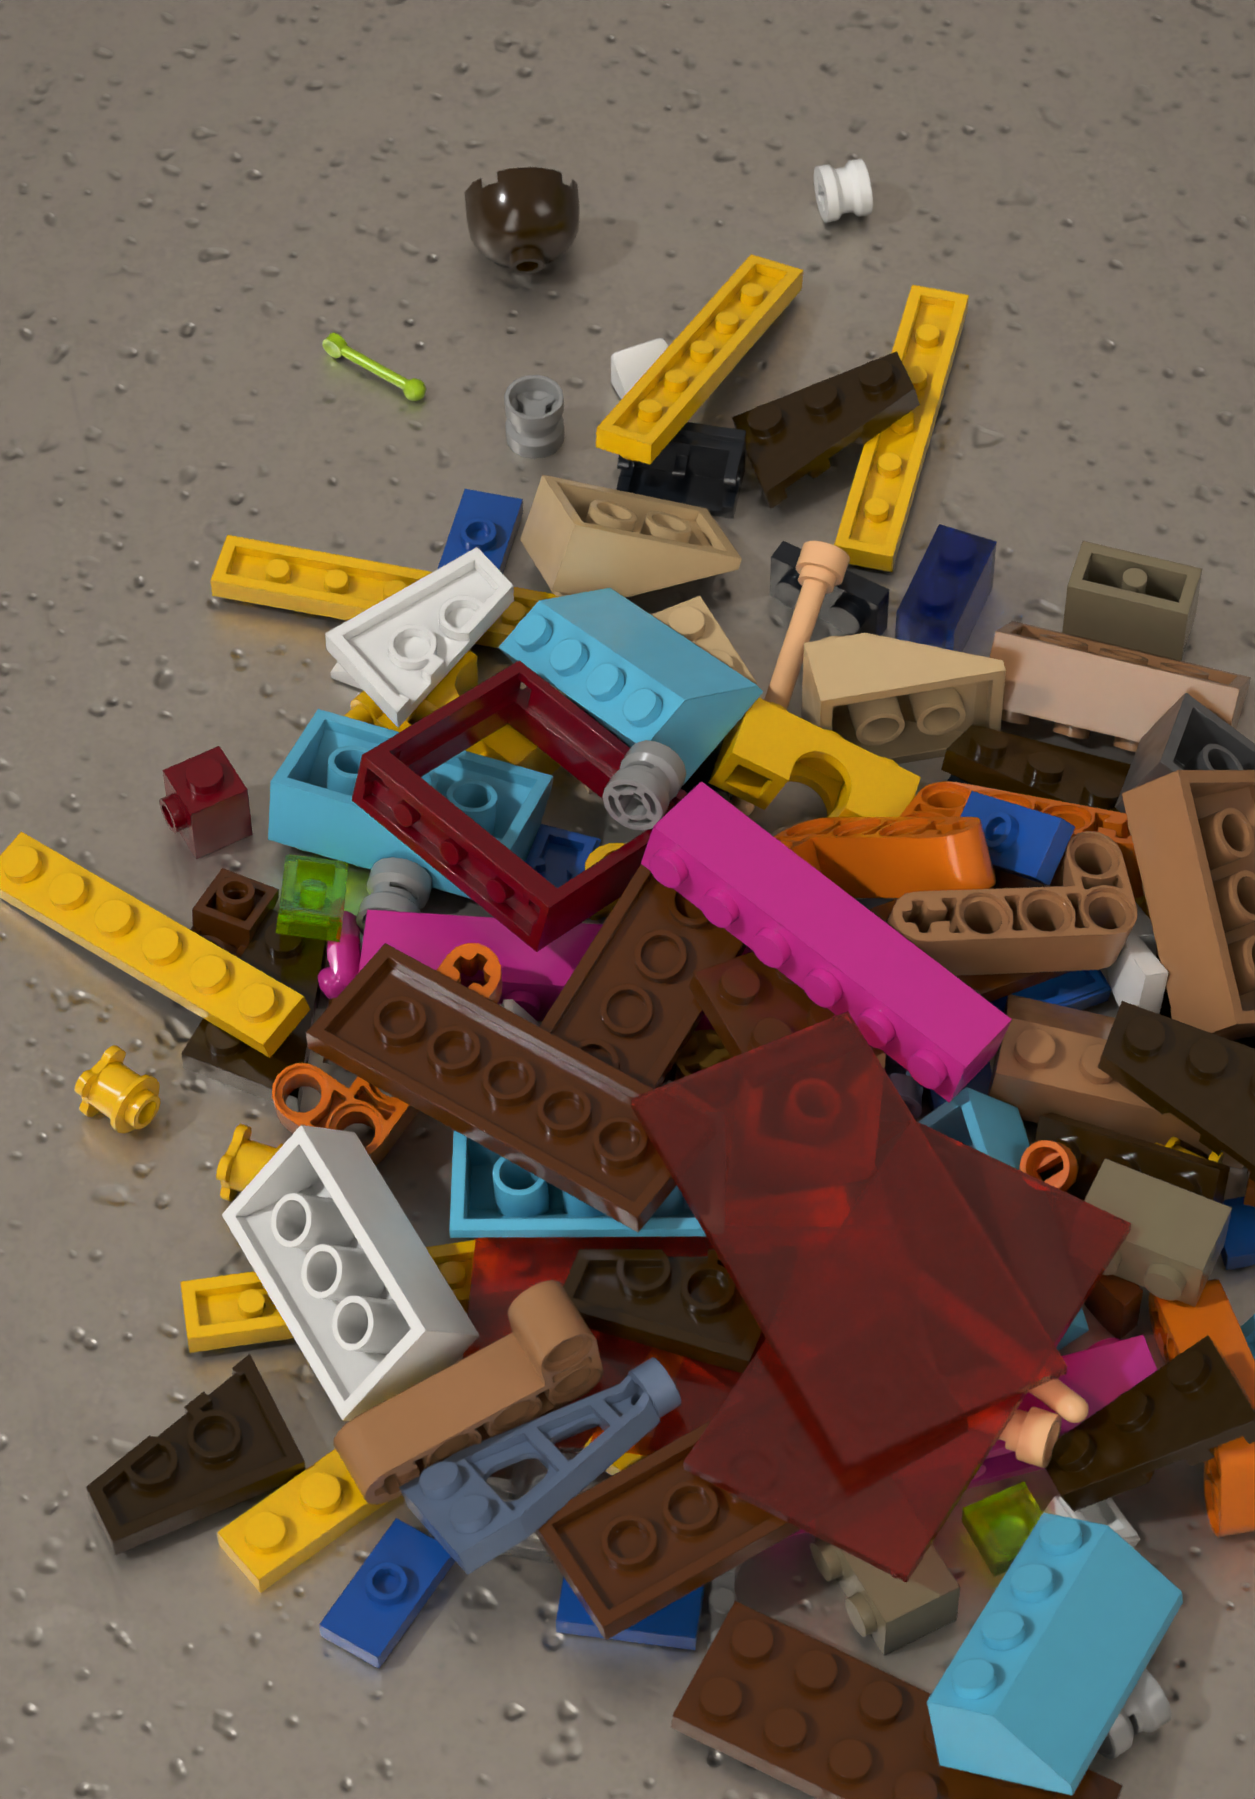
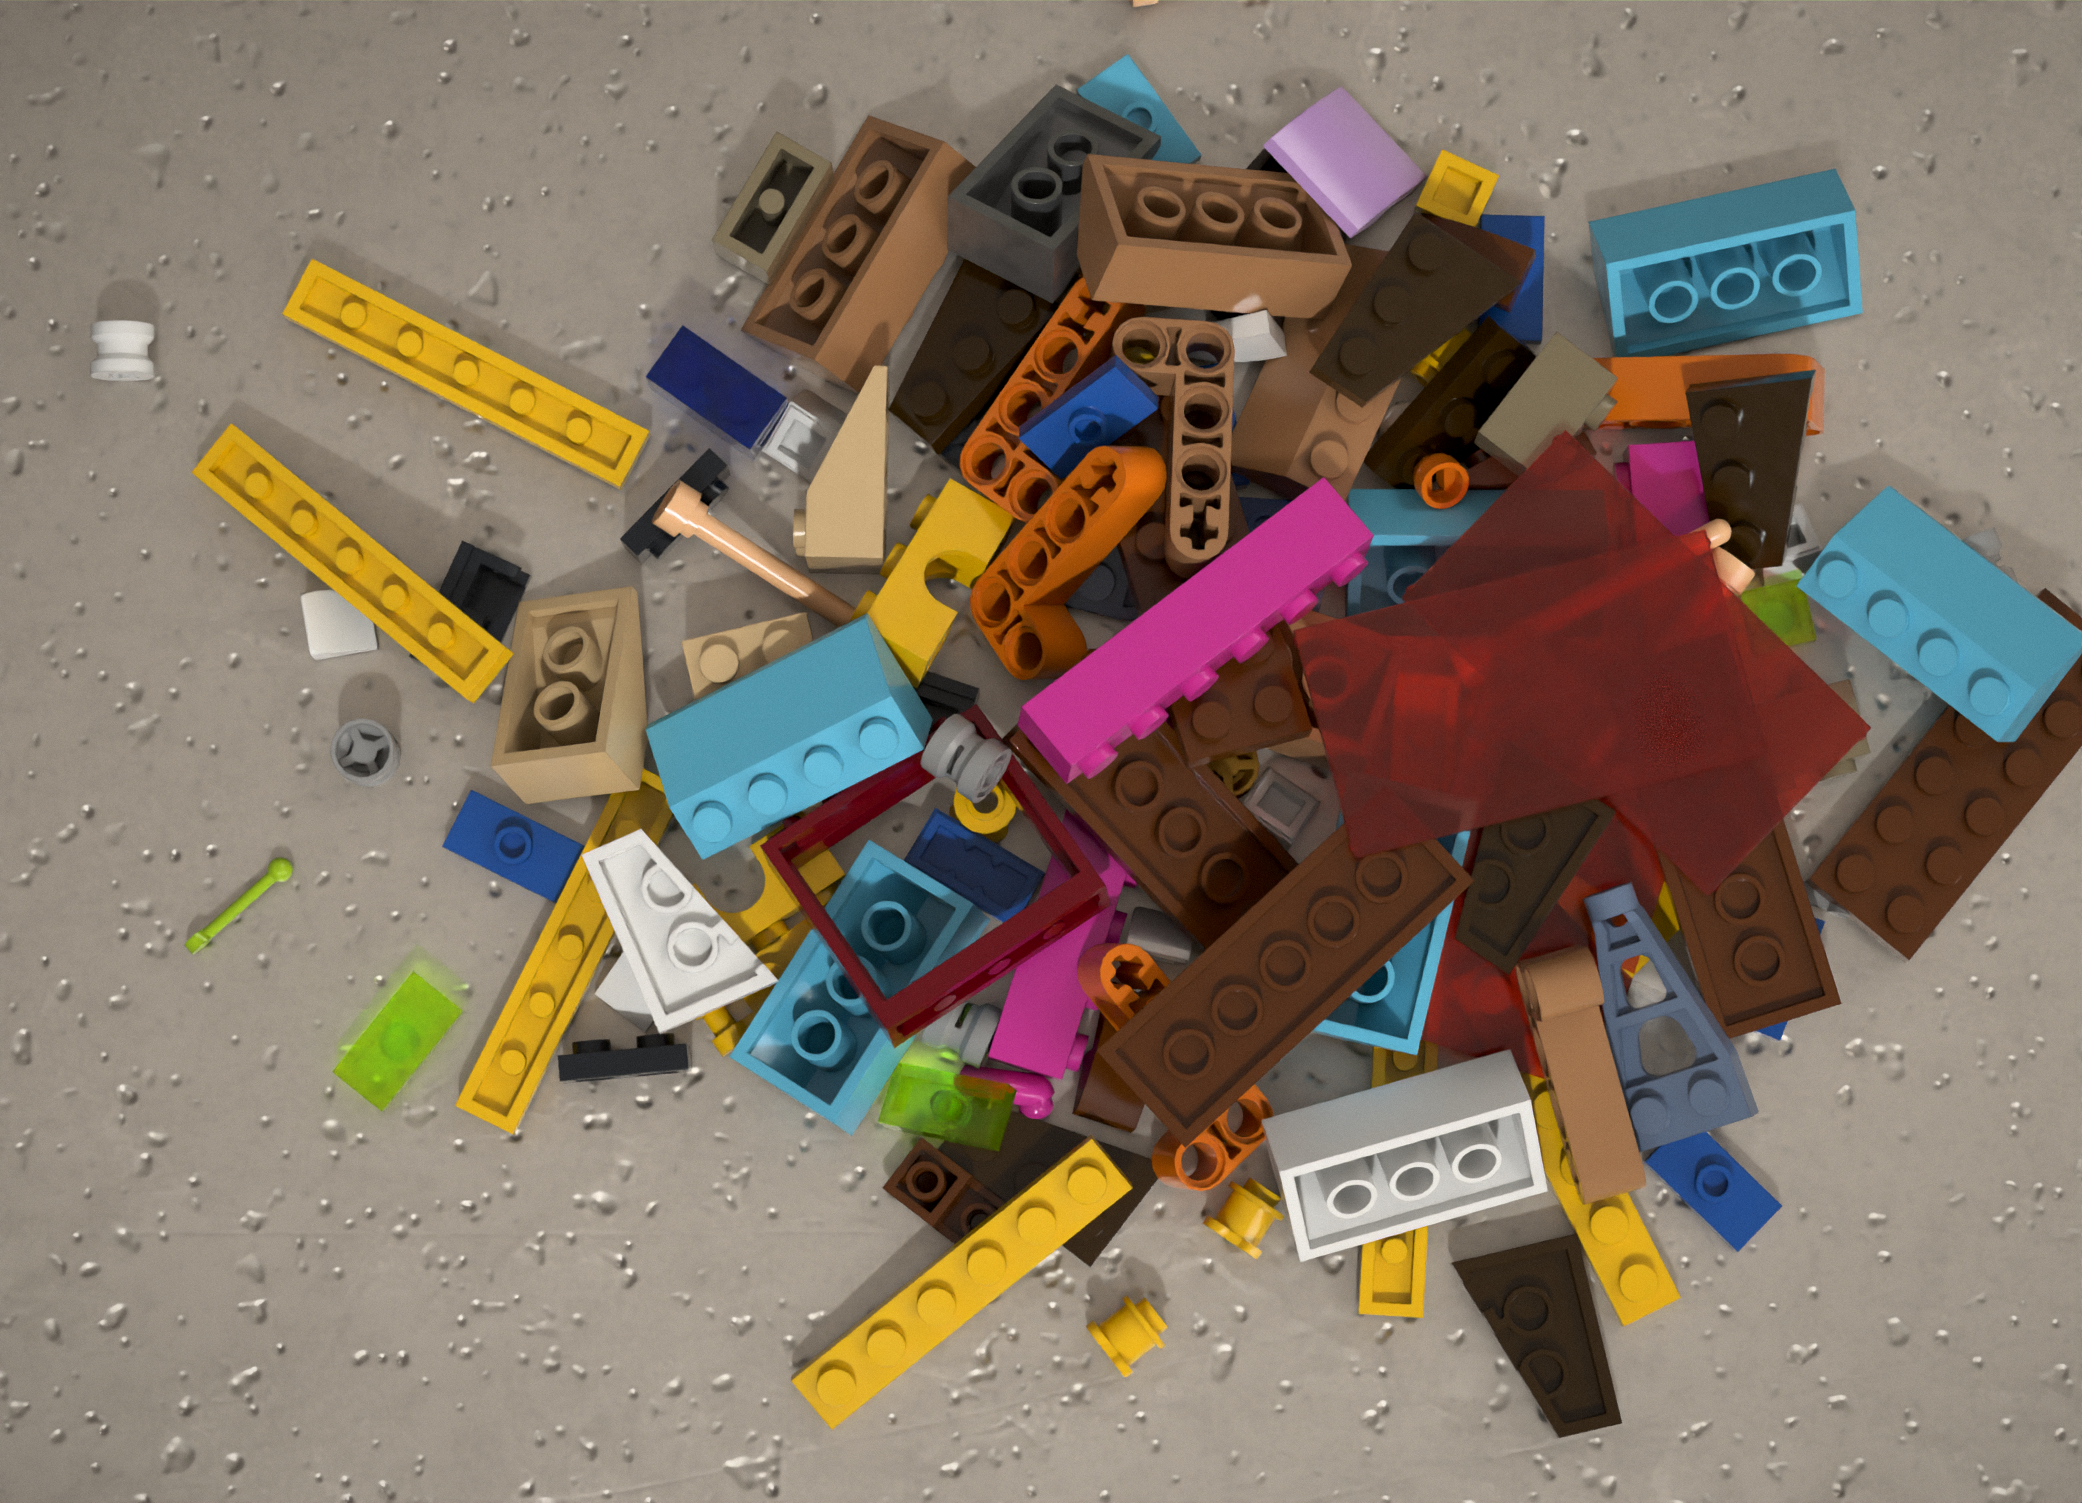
camera: 80 degrees left, 30 degrees up
(206, 802) = (801, 1191): dark red brick -> none
(277, 492) = (398, 1041): none -> clear neon green plate
(292, 635) = (596, 1061): none -> black plate
(523, 217) = (97, 705): dark brown cylinder -> none
(814, 423) = (452, 459): dark brown wing -> none

